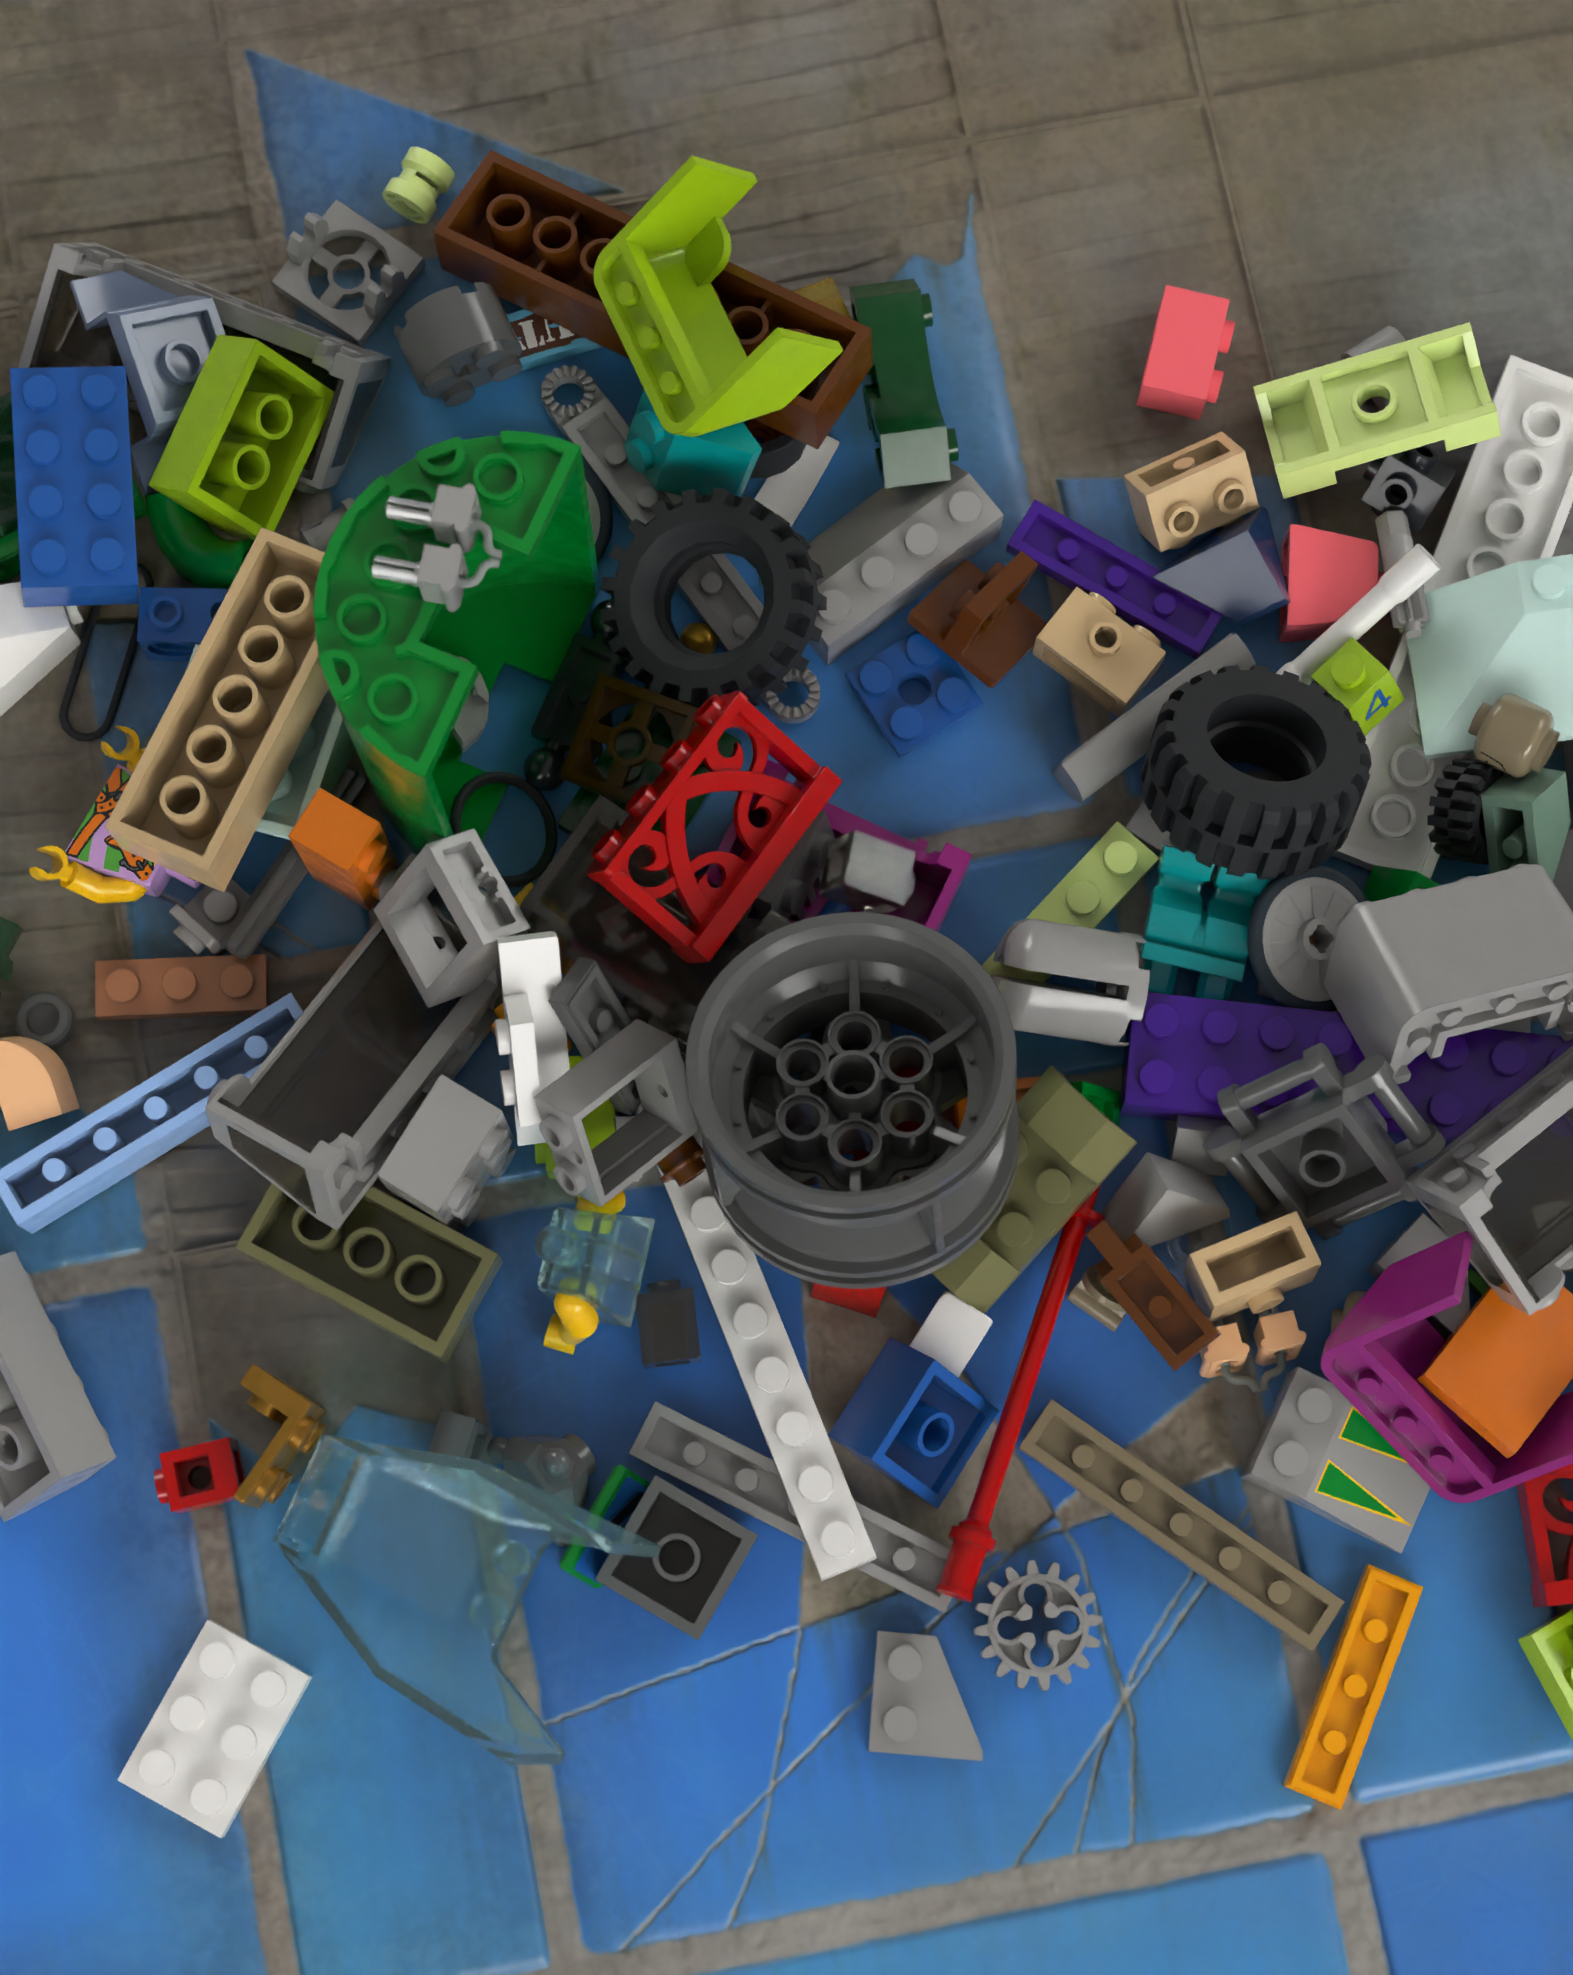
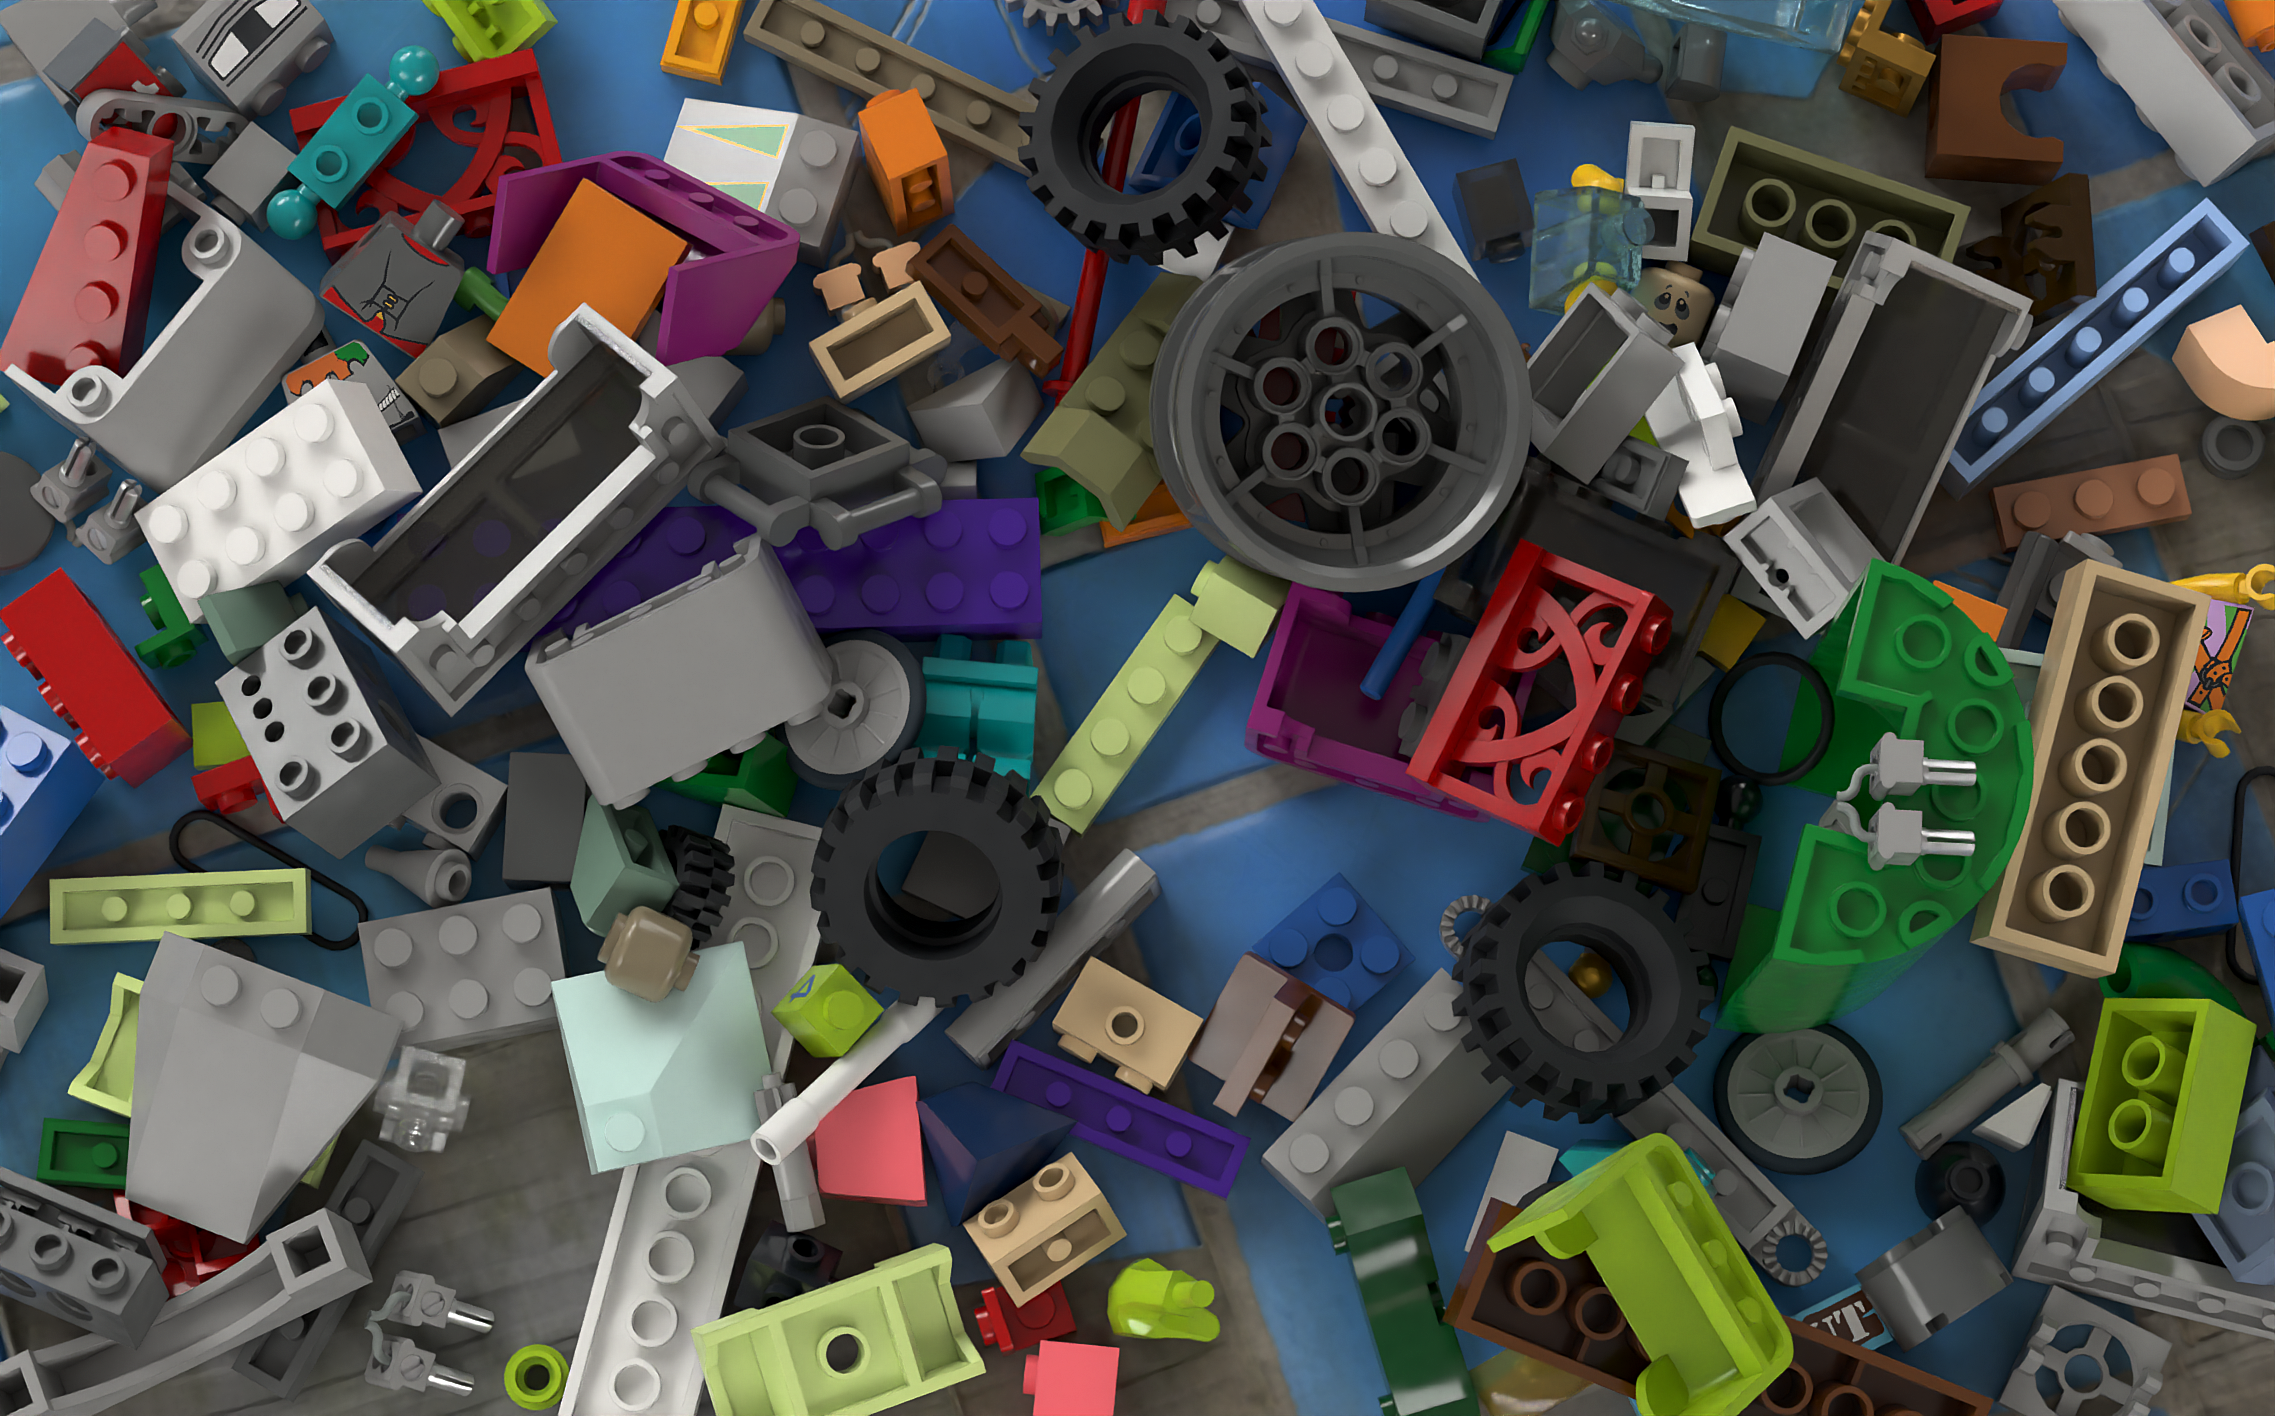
camera: 175 degrees right, 0 degrees up
(153, 1217) = (2066, 241): none -> dark brown piece
(217, 1356) = (1964, 115): none -> reddish brown piece
(359, 470) = (2016, 1123): none -> white slope
(414, 425) = (1962, 1176): none -> black brick
(515, 1318) = (1661, 175): none -> white brick
(522, 1209) = (1676, 300): none -> tan head
(868, 873) = (1358, 692): clear smoke brick -> none
(1060, 1412) = (1100, 81): none -> black tyre
(1077, 953) = (1117, 621): light grey cylinder -> none
(1102, 416) = (1161, 1304): none -> lime animal
(1213, 1431) = (906, 160): none -> orange brick
(1231, 421) = (1024, 1327): none -> red bracket

